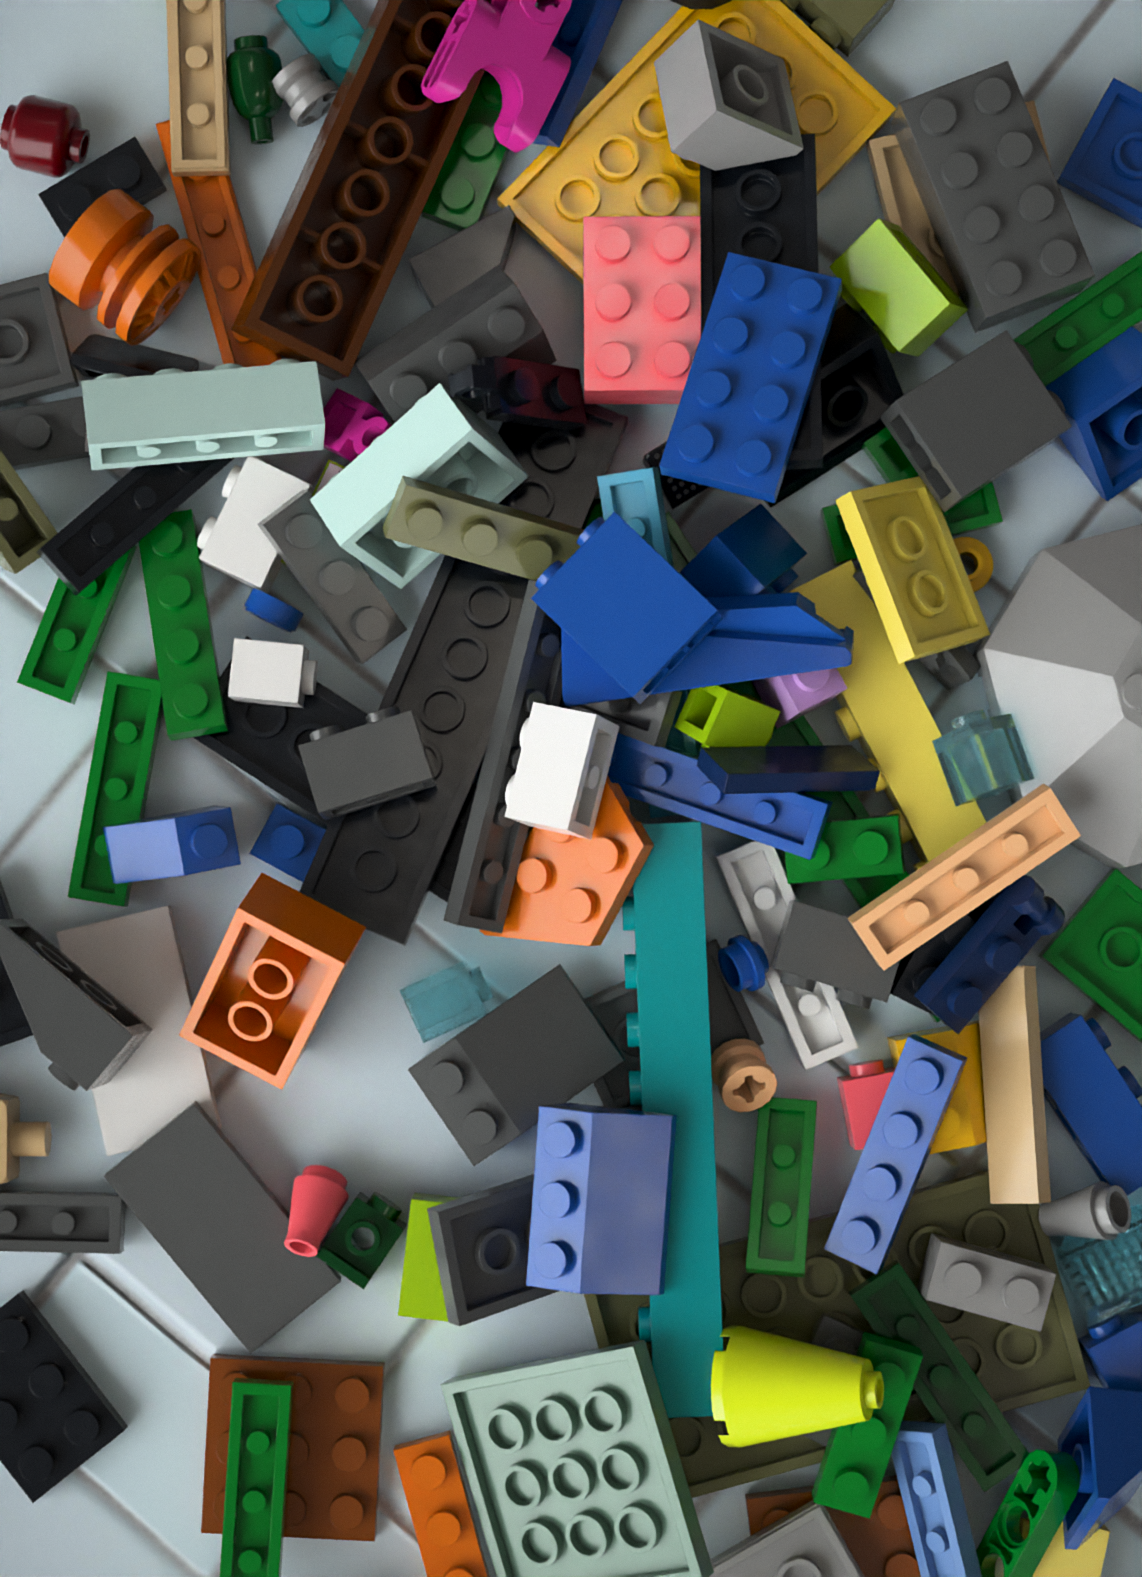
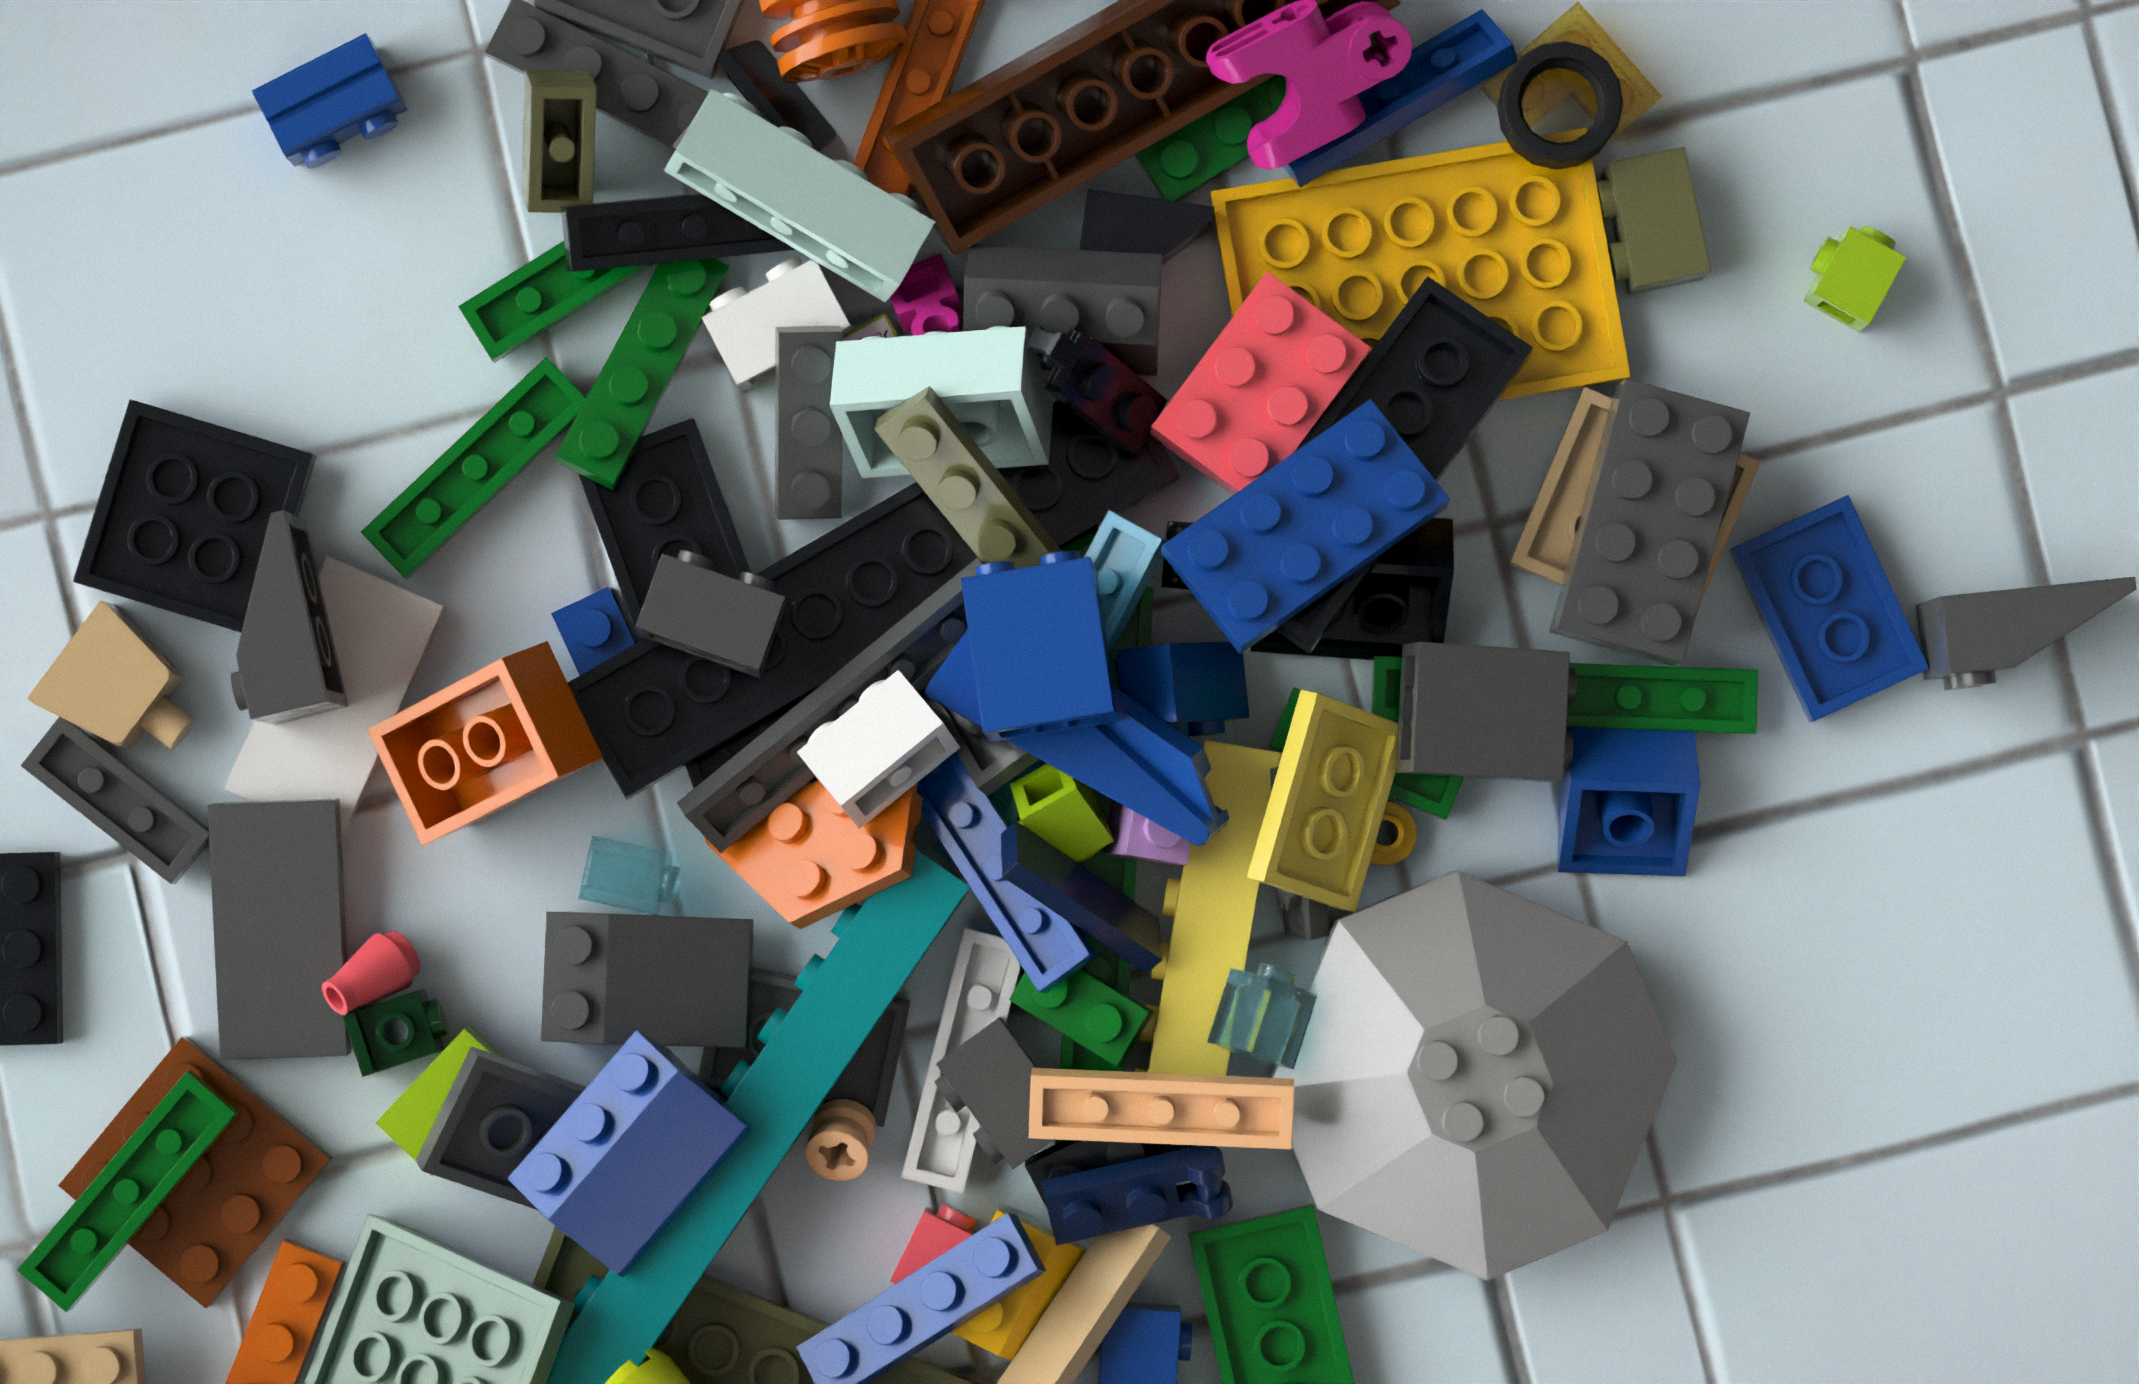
camera: 30 degrees right, 0 degrees up
(172, 845) = (487, 555): blue slope -> none
(271, 673) = (689, 469): white brick -> none
(273, 610) = (734, 412): blue tile -> none
(726, 100) = (1475, 260): light grey slope -> none
(743, 964) = (915, 1041): blue plate -> none
(781, 1187) = (800, 1265): green plate -> none
(897, 289) = (1505, 541): lime brick -> none

